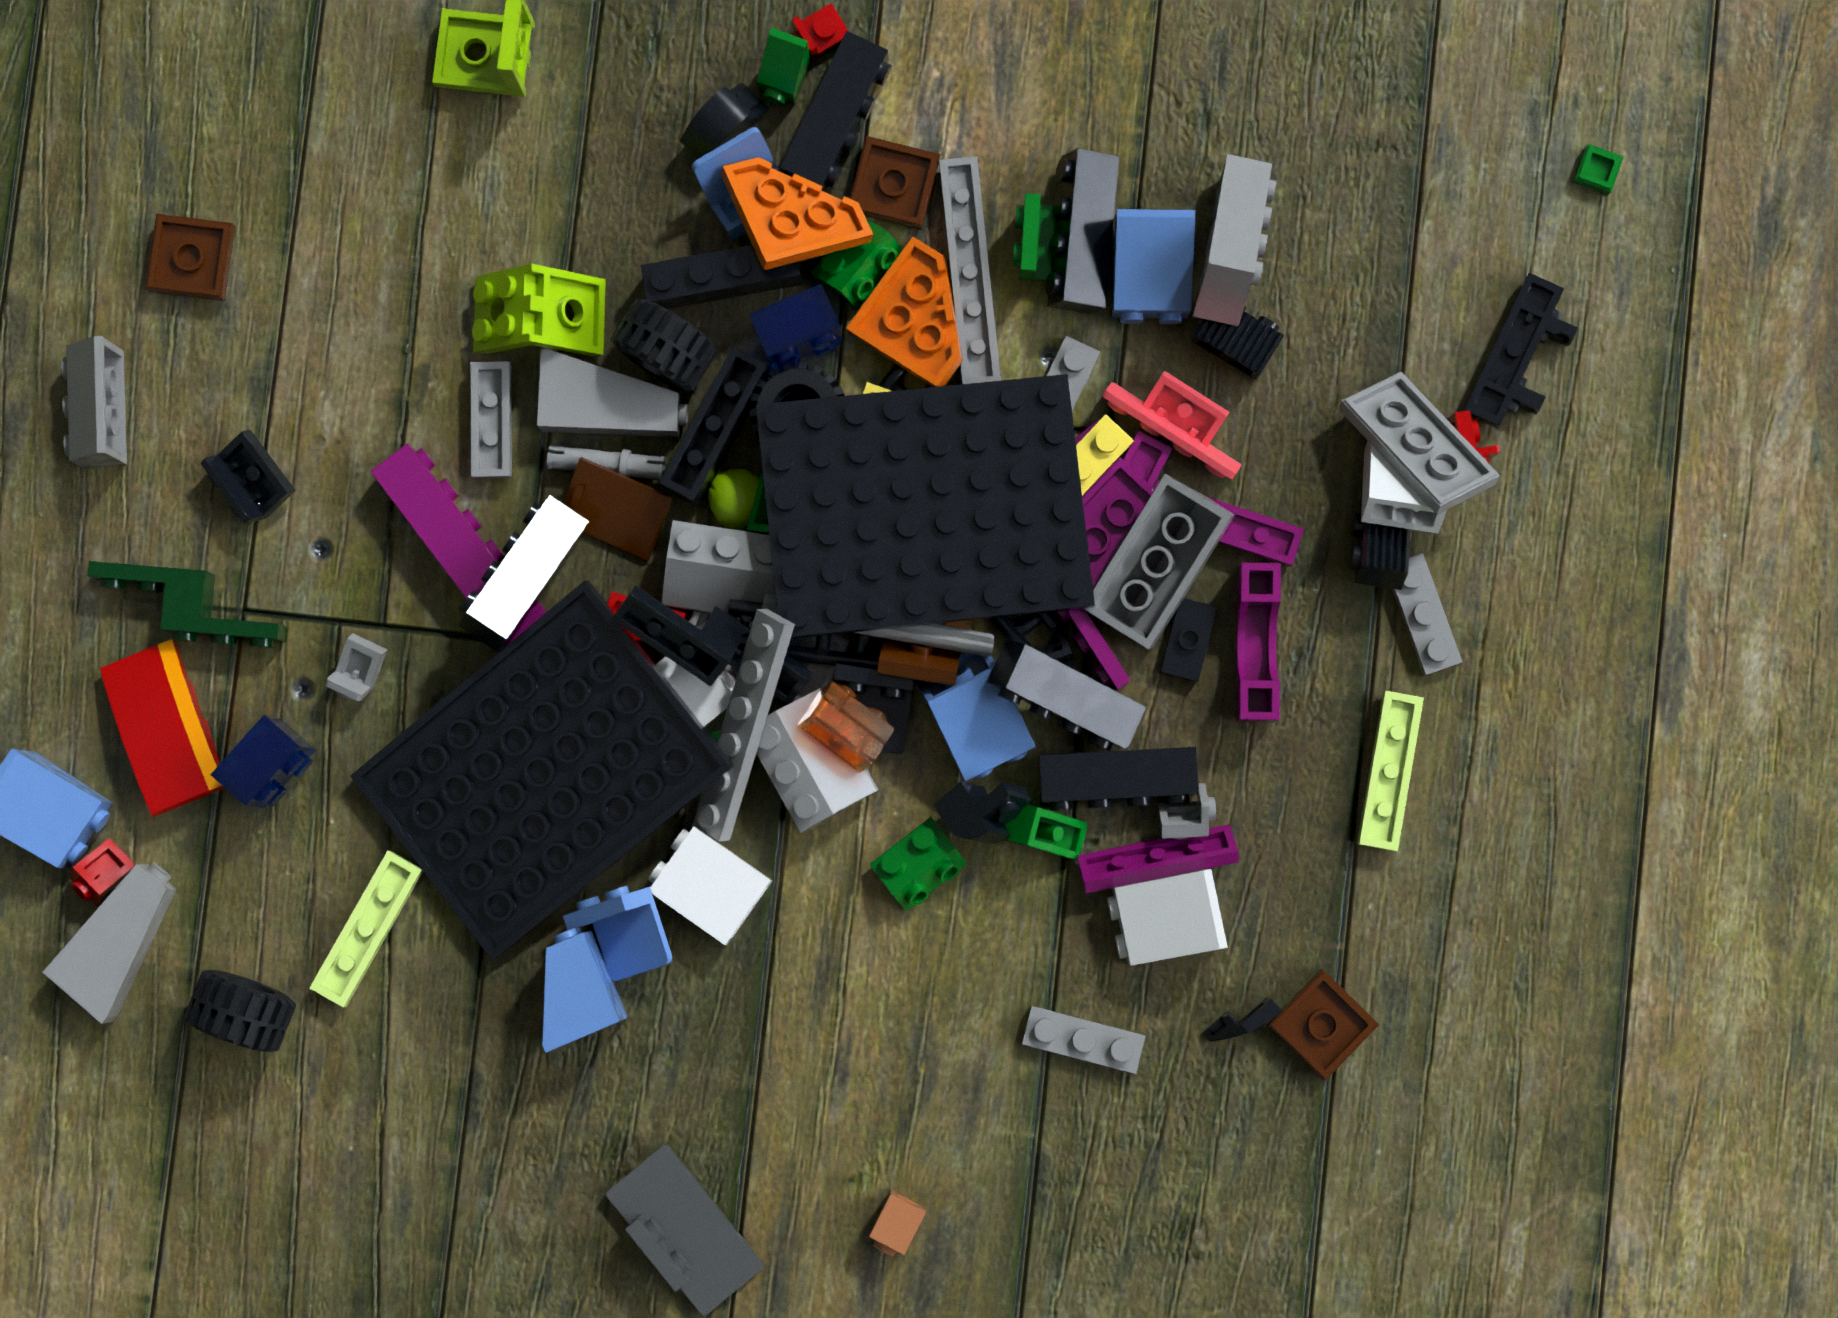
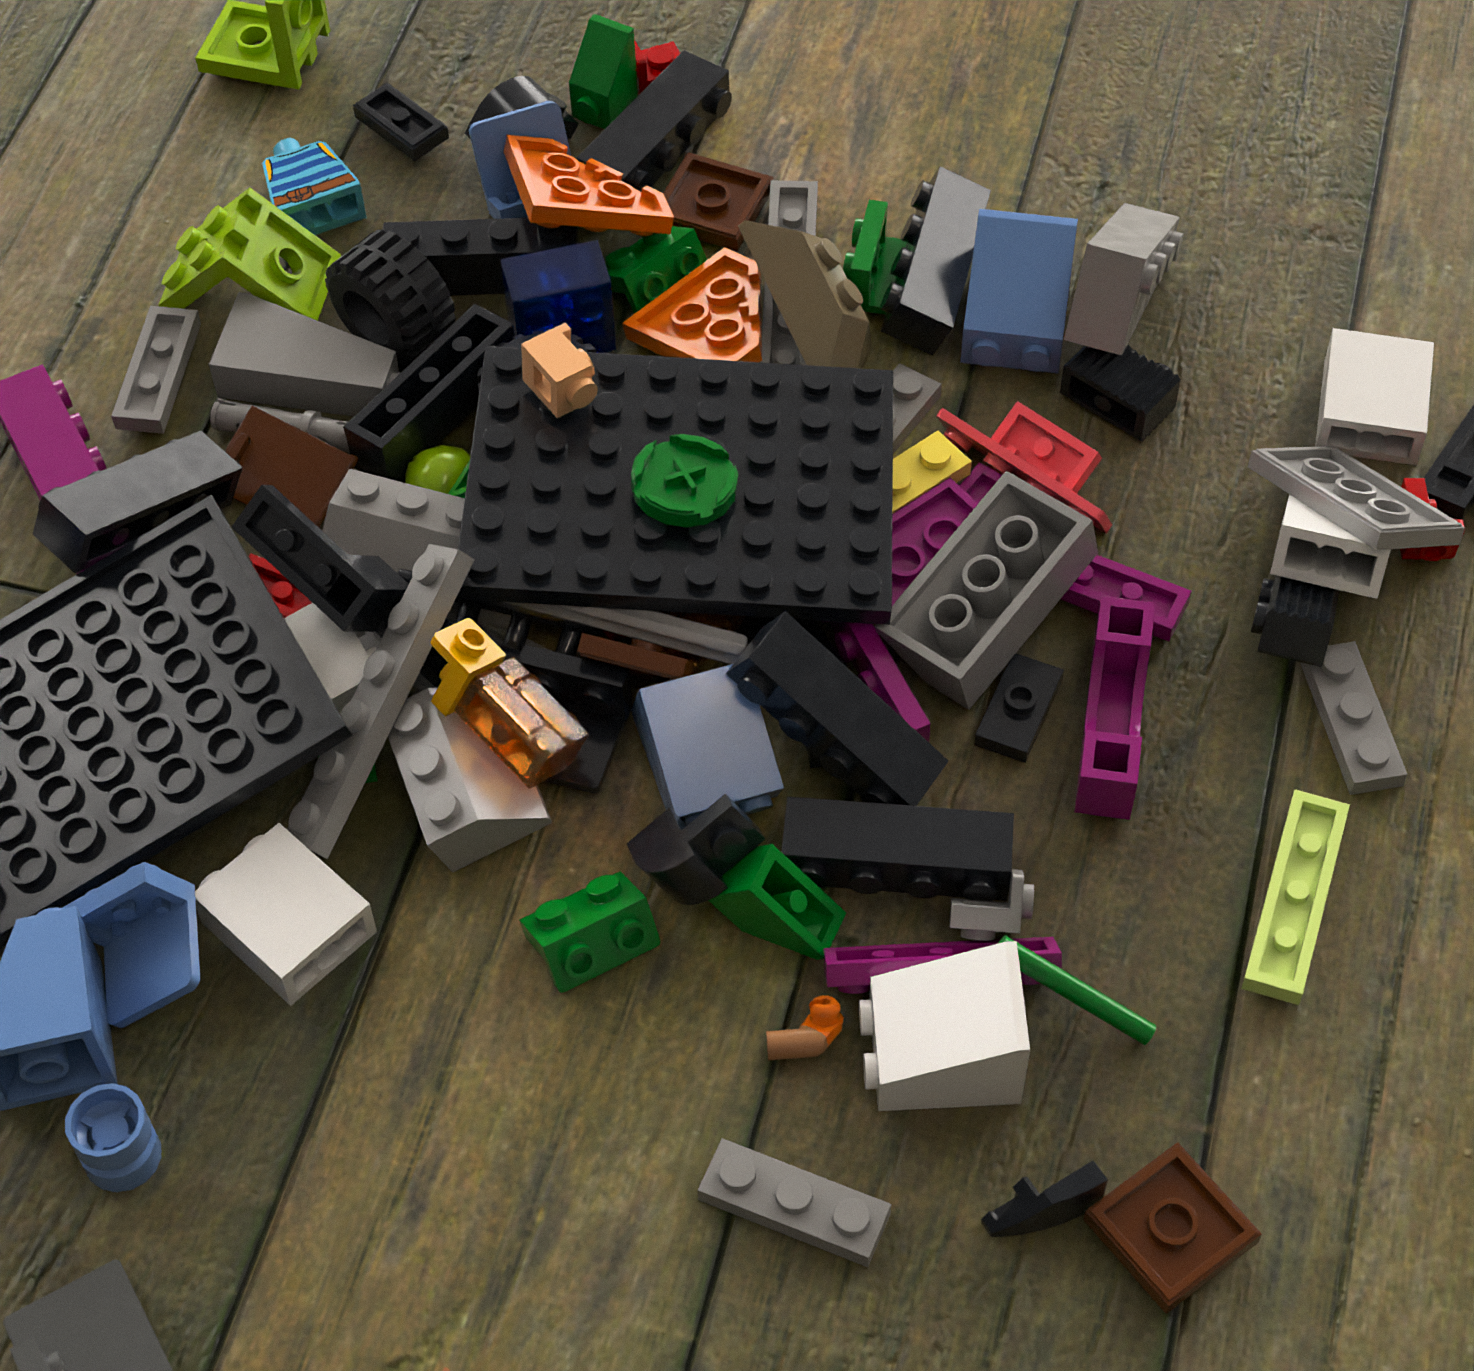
camera: 10 degrees right, 30 degrees down
(563, 216) = (313, 186): none -> medium azure torso
(621, 127) = (401, 121): none -> black plate
(642, 1069) = (113, 1137): none -> medium blue wheel
(801, 698) = (468, 654): none -> yellow bracket
(823, 440) = (558, 371): none -> light nougat brick
(930, 520) = (684, 480): none -> green tile
(992, 299) = (811, 294): none -> dark tan wedge
(1078, 922) = (812, 1036): none -> arm
(1248, 872) = (1083, 995): none -> green bar
(1431, 320) = (1375, 396): none -> white brick

